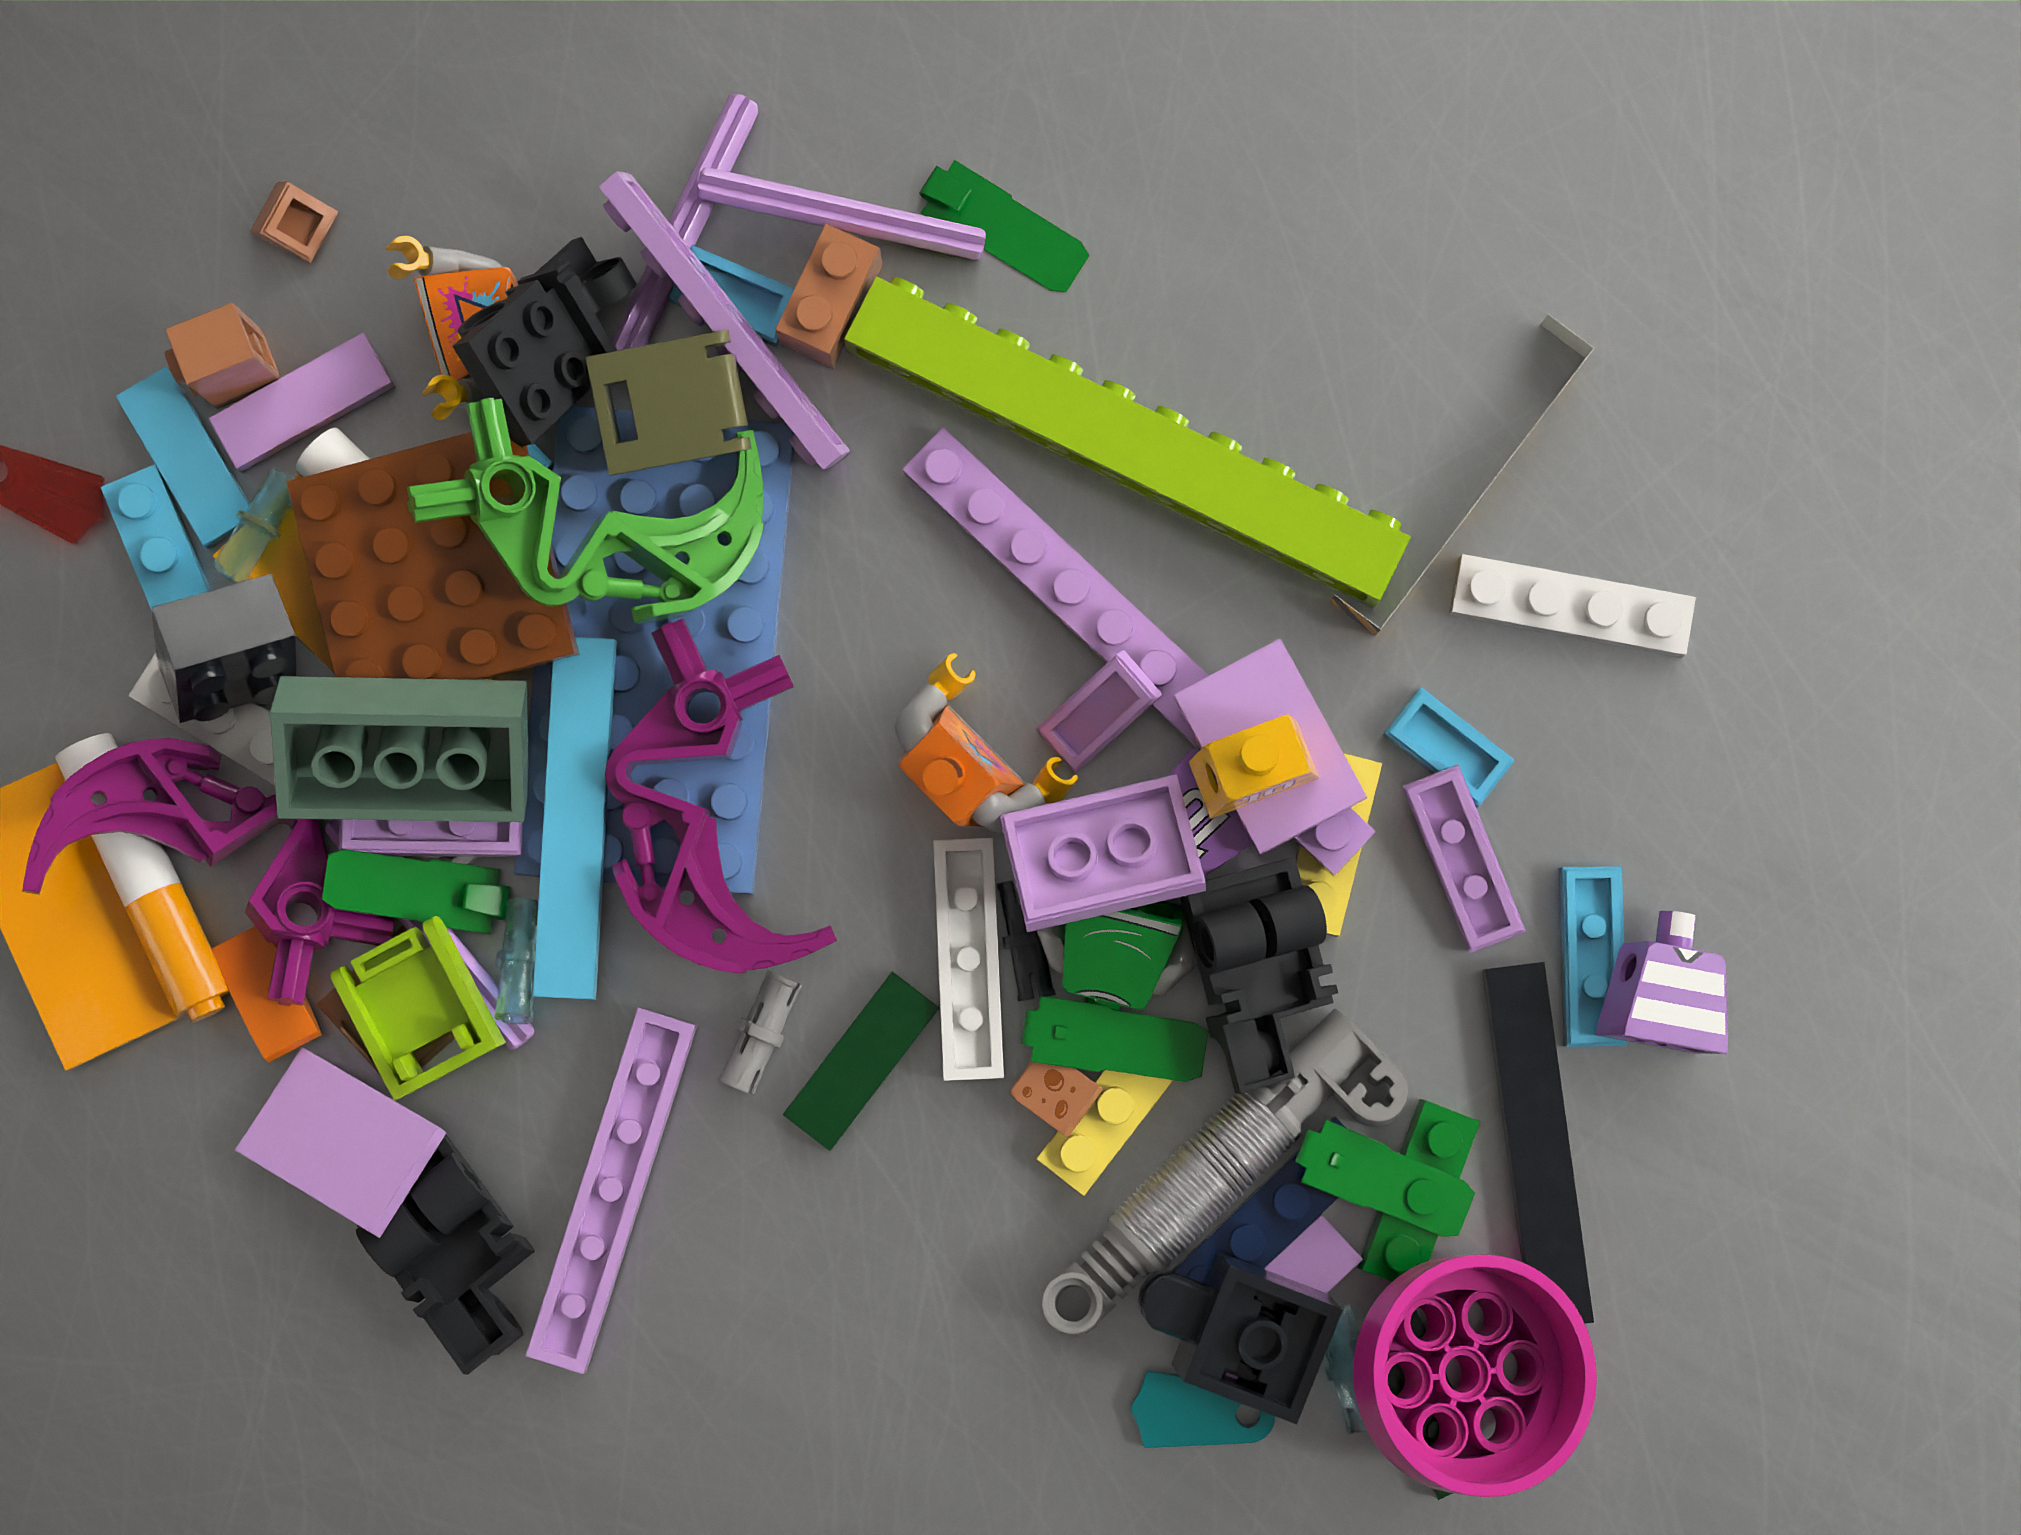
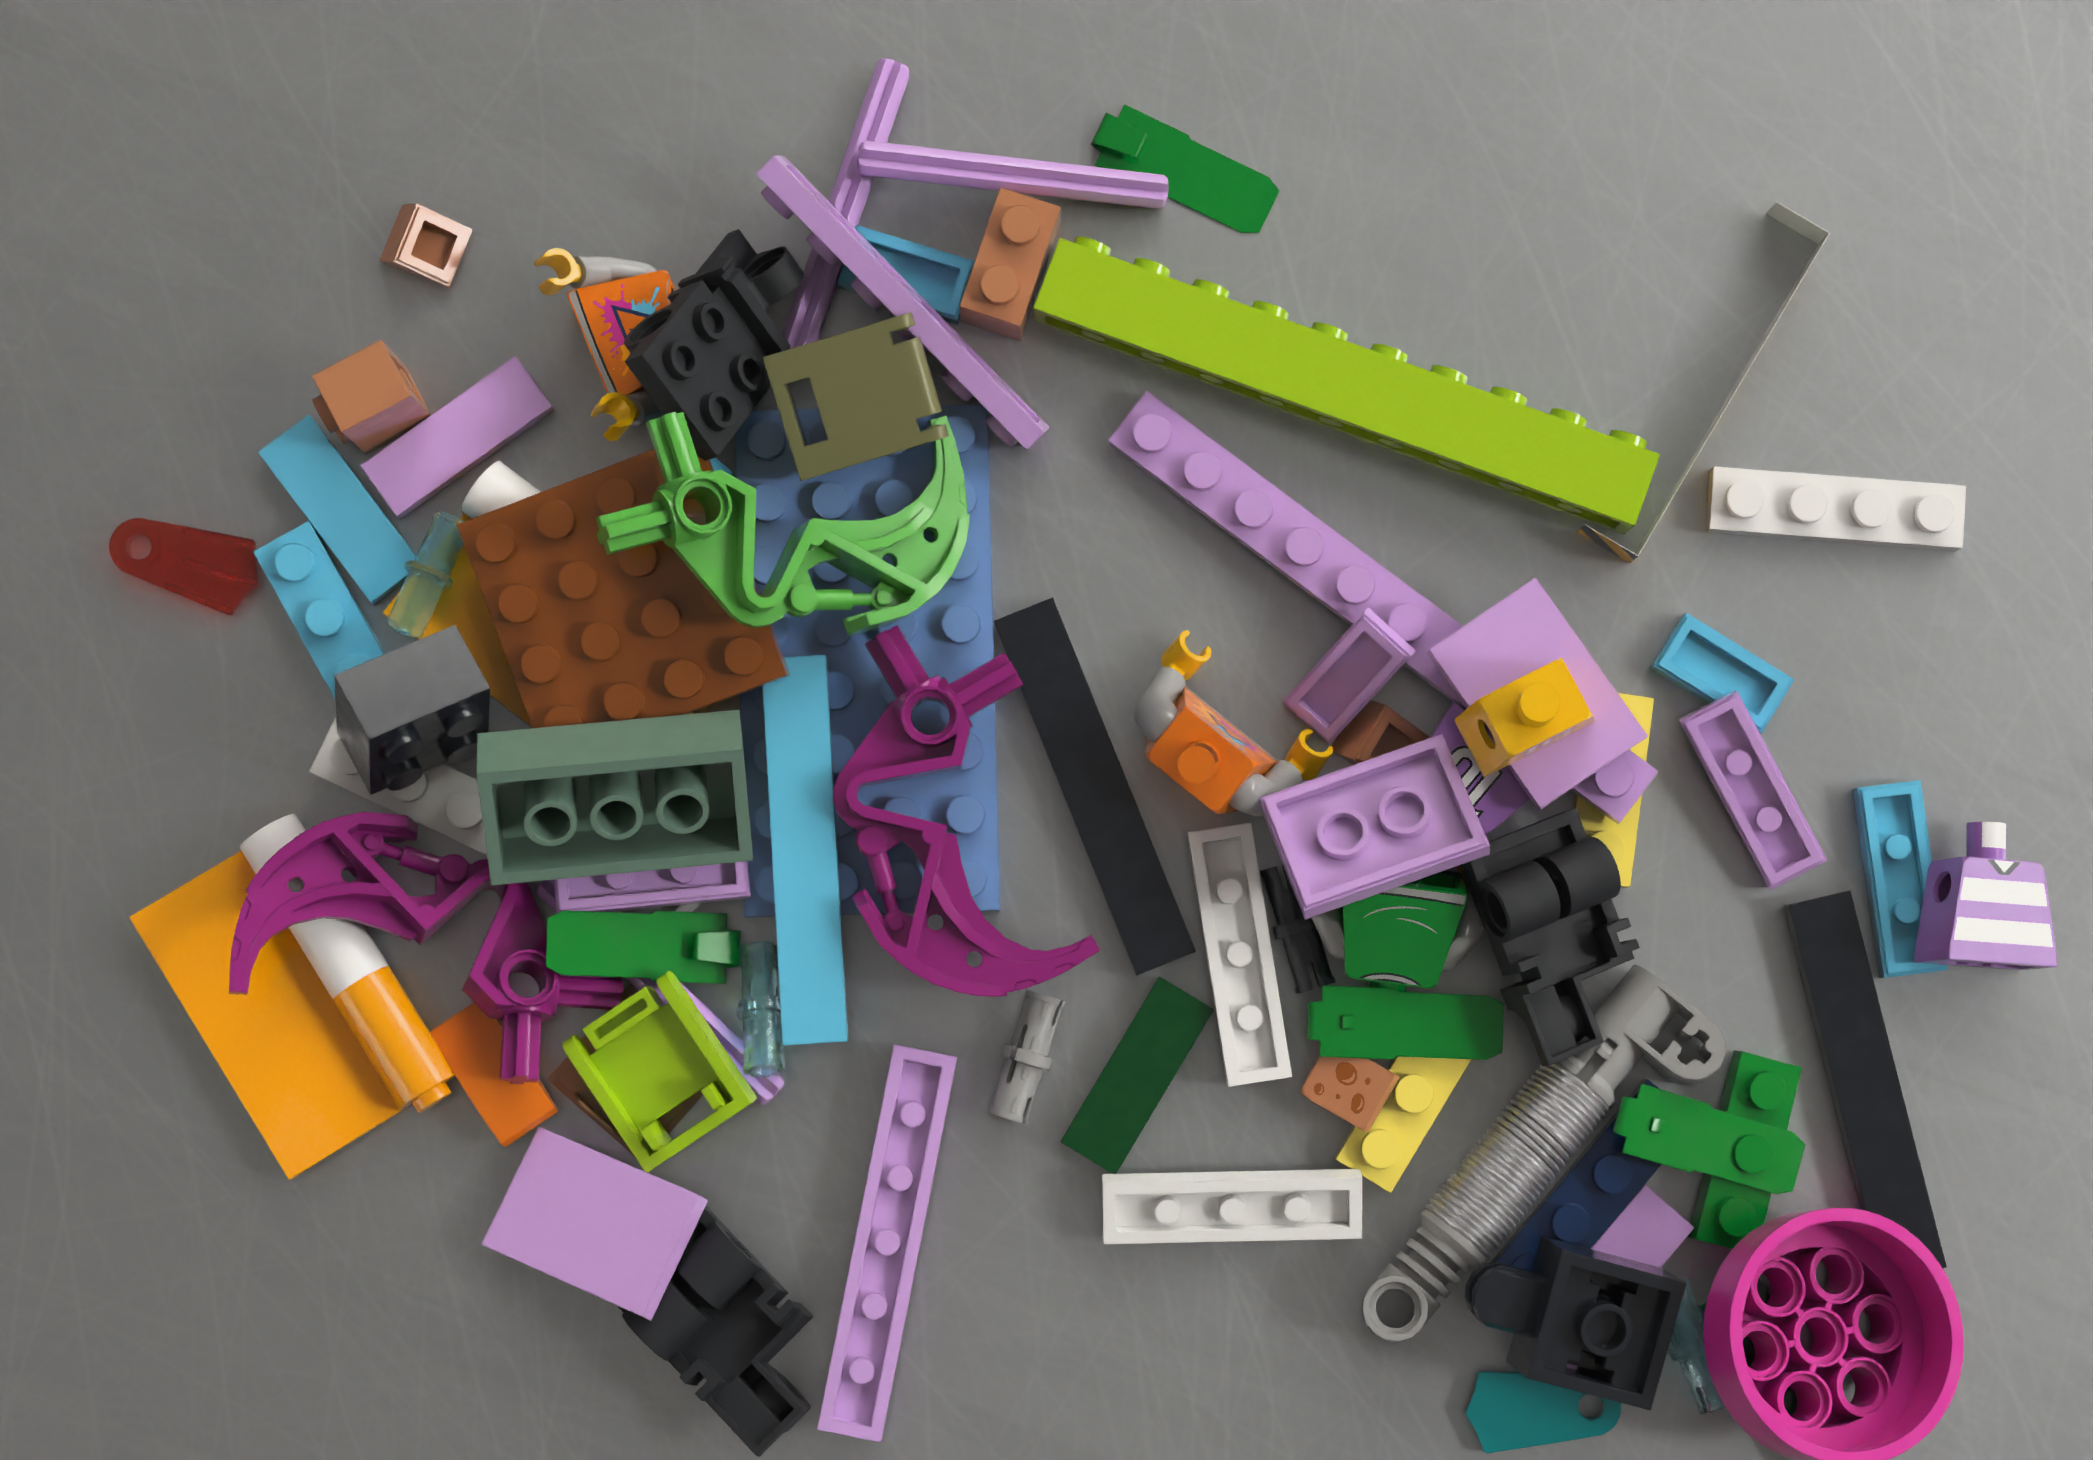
camera: 10 degrees left, 0 degrees up
(853, 789) = (1094, 787): none -> black tile
(934, 1192) = (1232, 1206): none -> white plate
(1119, 766) = (1375, 733): none -> nougat slope

